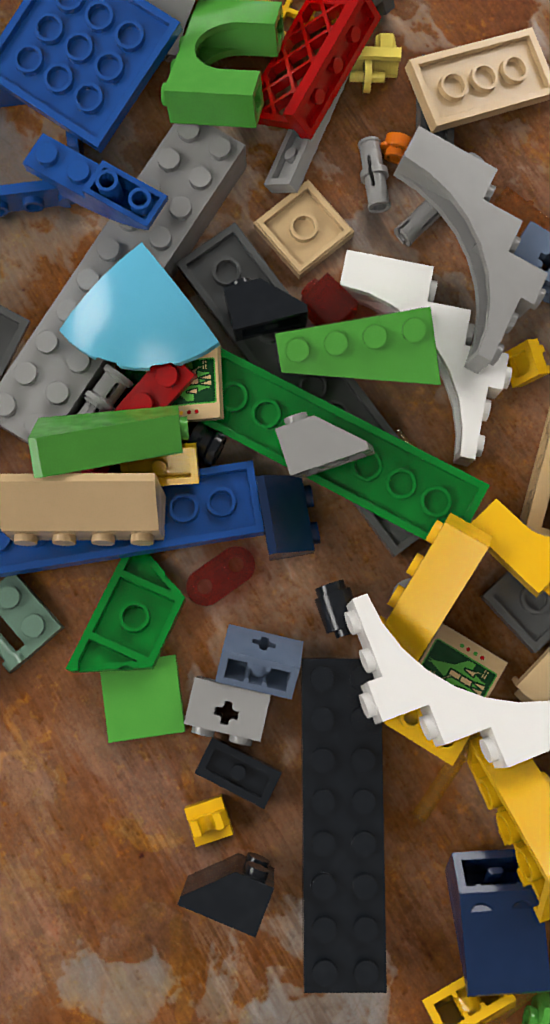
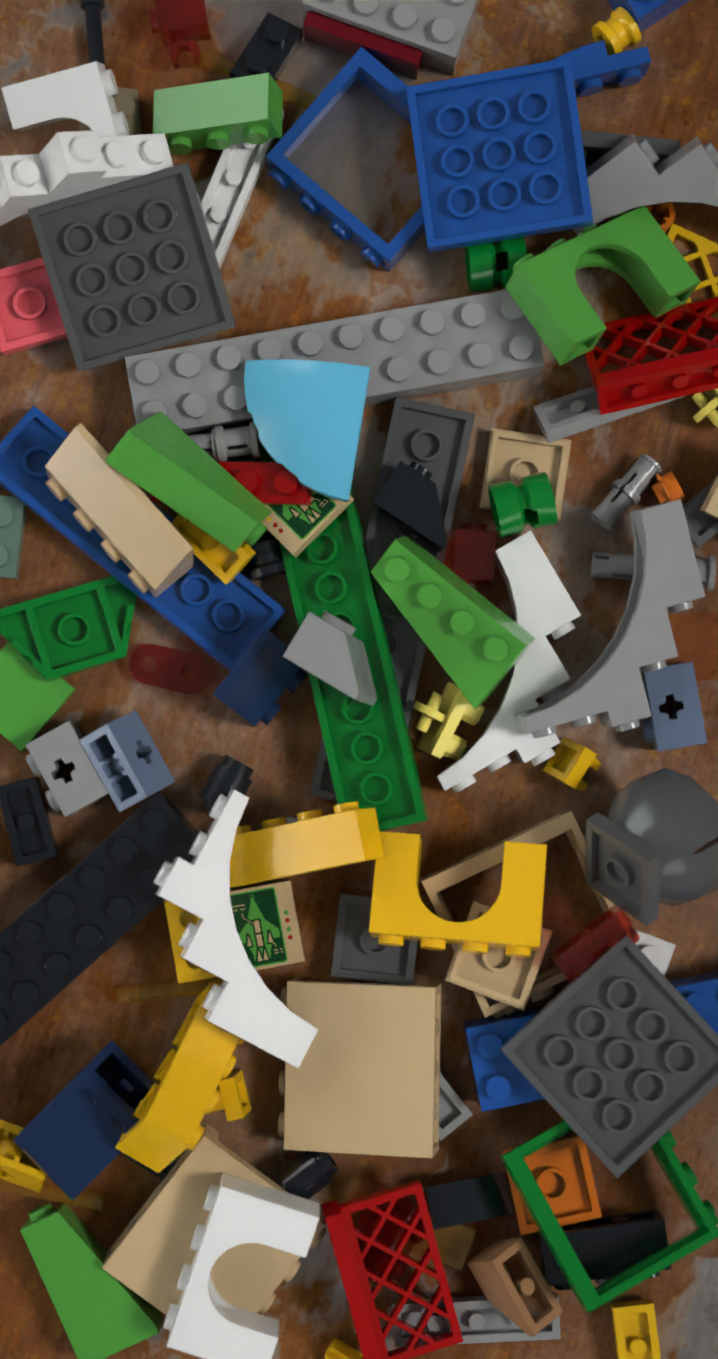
camera: 45 degrees right, 5 degrees up
(94, 185) = (393, 277): blue slope -> none
(146, 125) = (481, 263): none -> green wheel
(327, 235) = (522, 504): none -> green wheel
(422, 420) = (441, 719): none -> light yellow hips

